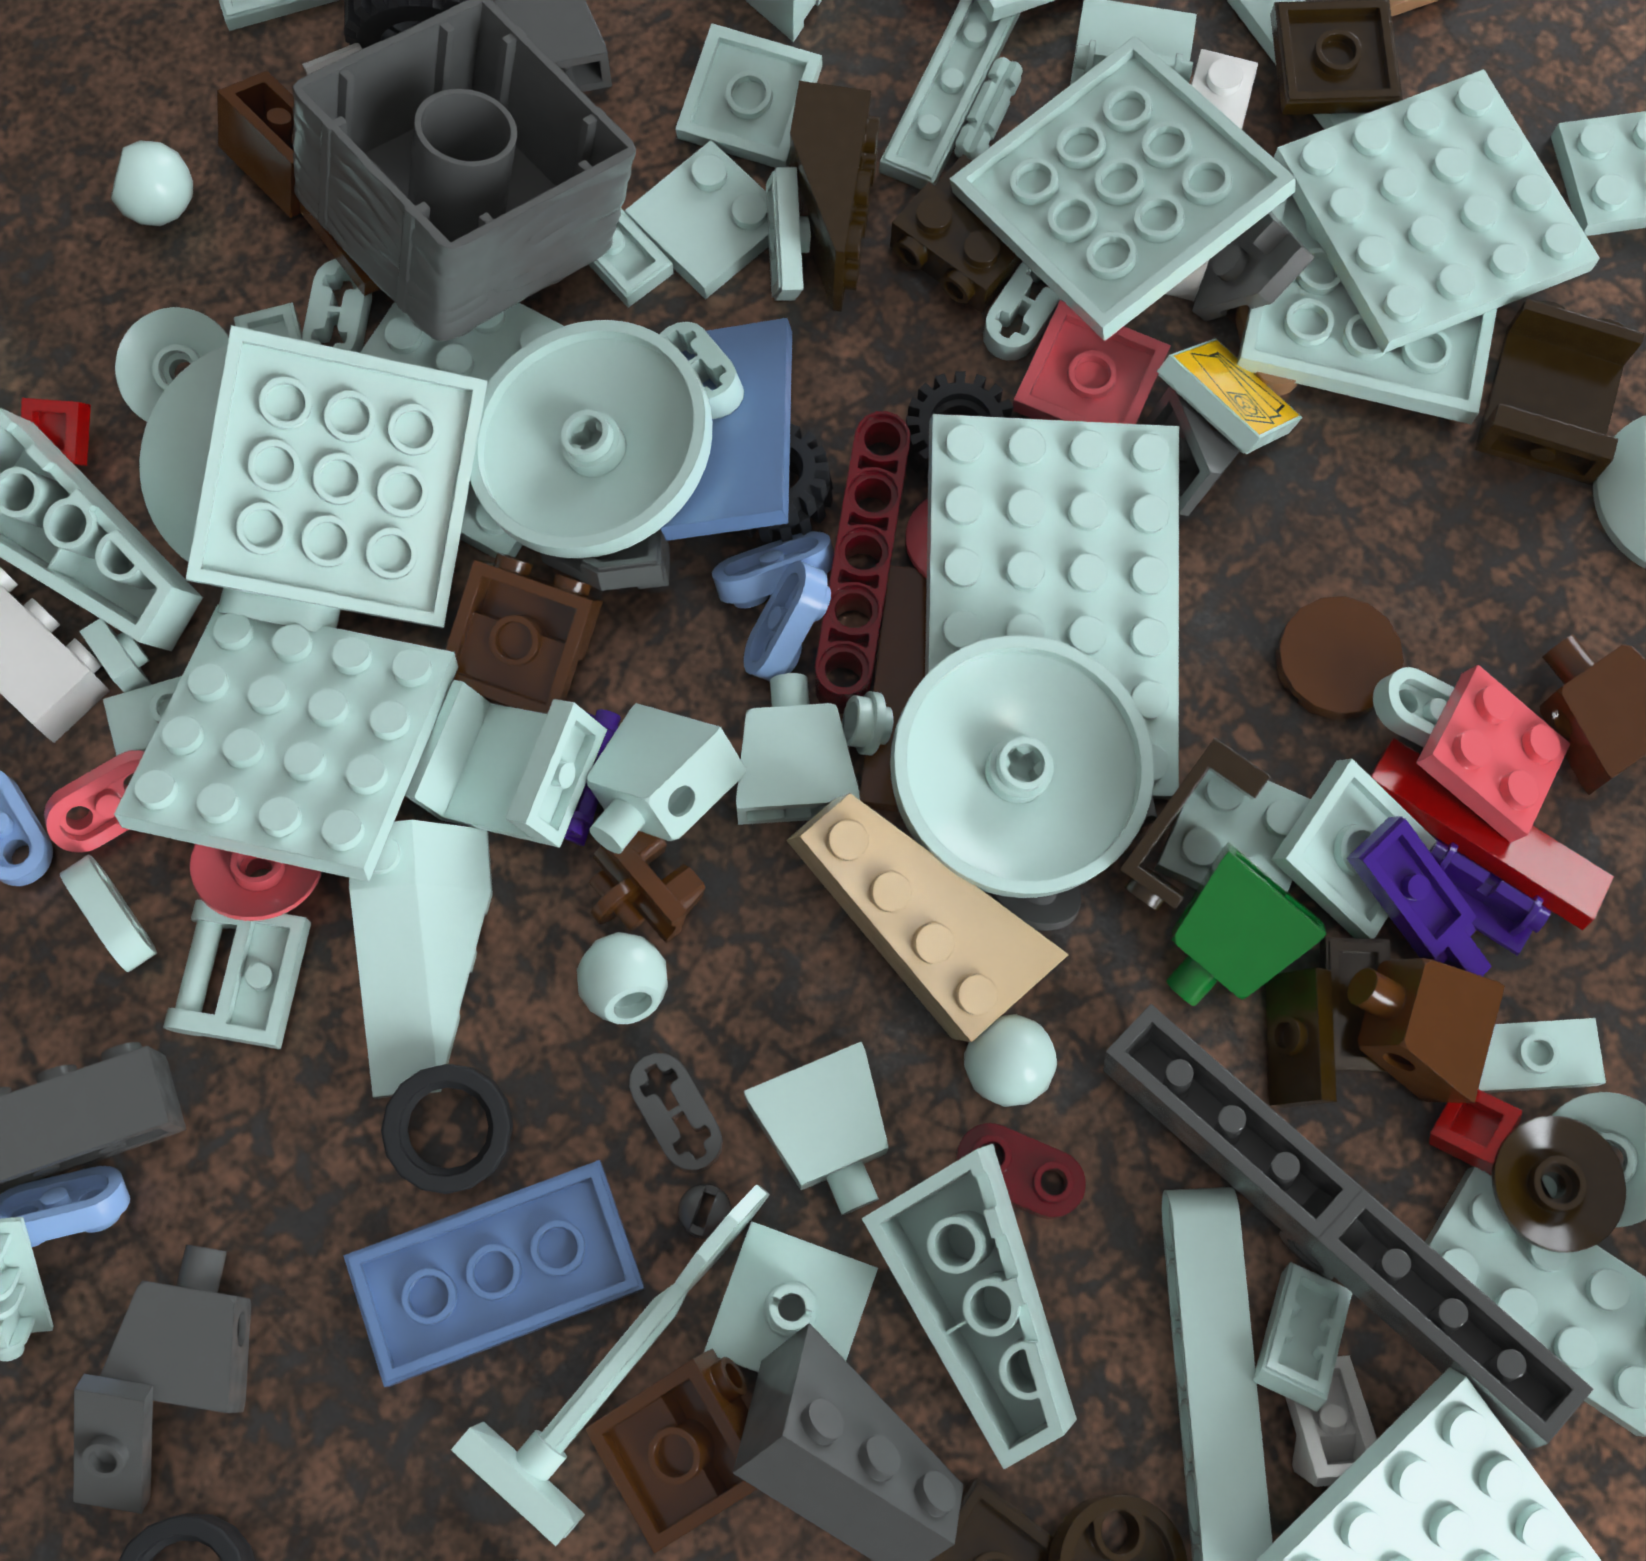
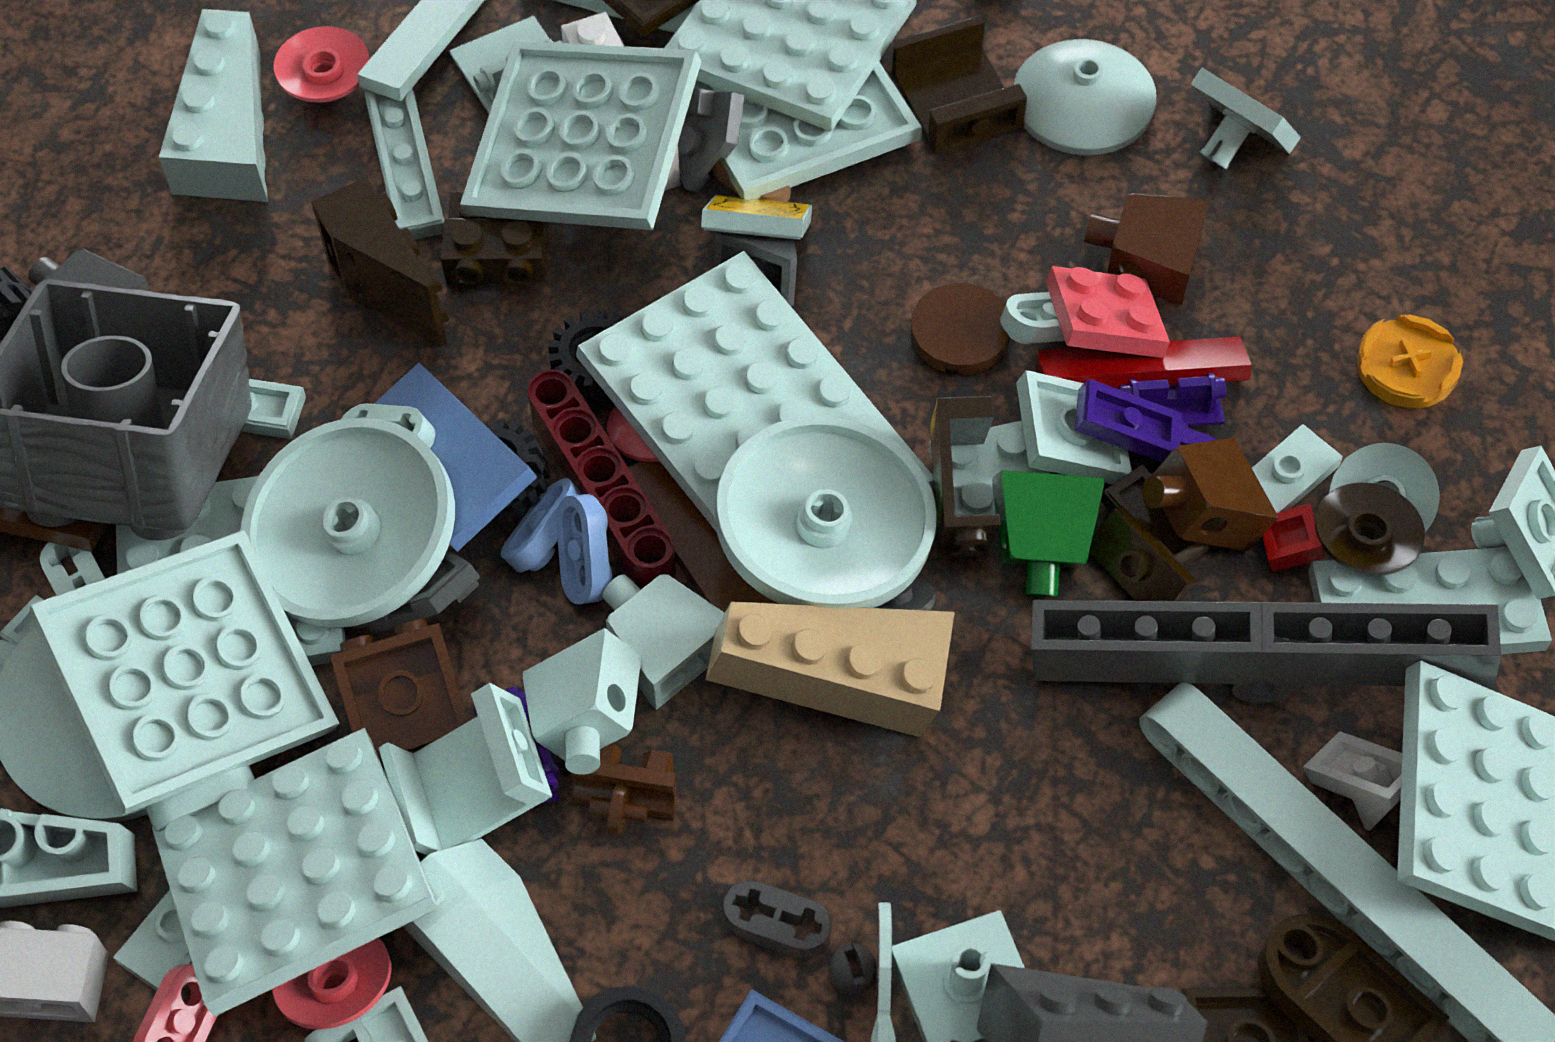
camera: 35 degrees left, 15 degrees down
(118, 655) = (103, 914): light aqua plate -> none
(622, 978) = (666, 855): light aqua piece -> none
(705, 218) = (305, 343): light aqua plate -> none
(746, 95) = (268, 250): light aqua plate -> none
(787, 234) = (373, 313): light aqua plate -> none
(825, 1124) = (885, 845): light aqua torso -> none
(867, 722) = (695, 570): light aqua plate -> none
(977, 1299) = (1071, 862): light aqua wedge -> none
(989, 108) = (443, 155): light aqua axle -> none
(1011, 1061) = (973, 711): light aqua piece -> none
(1014, 301) = (563, 258): light aqua beam -> none
(1023, 1167) = (1040, 782): dark red plate -> none
(1089, 378) = (649, 263): coral plate -> none
(1303, 1337) = (1302, 736): light aqua plate -> none

